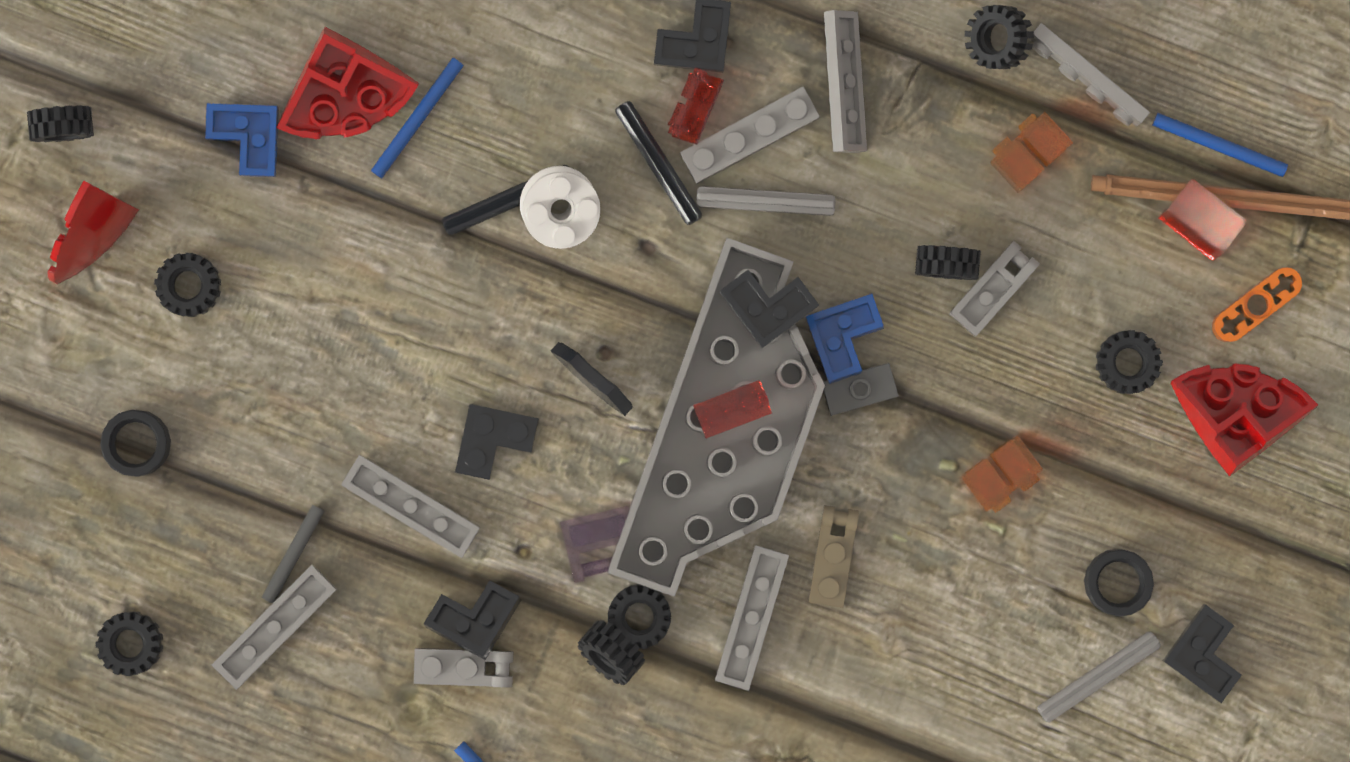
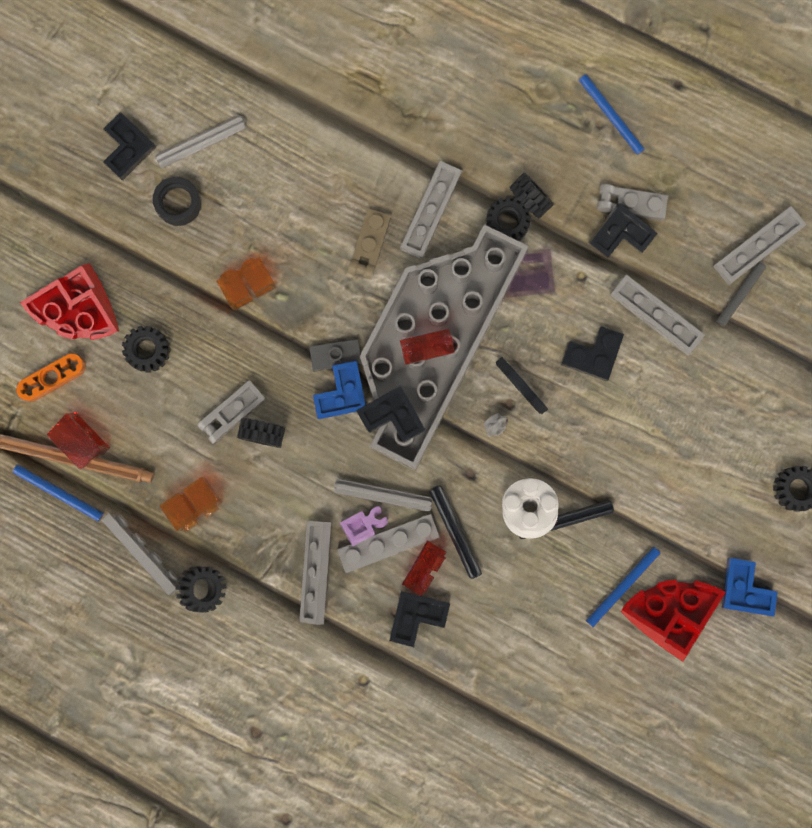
camera: 170 degrees left, 5 degrees down
(621, 318) = (495, 425): none -> light grey plate
(792, 151) = (360, 527): none -> lavender plate

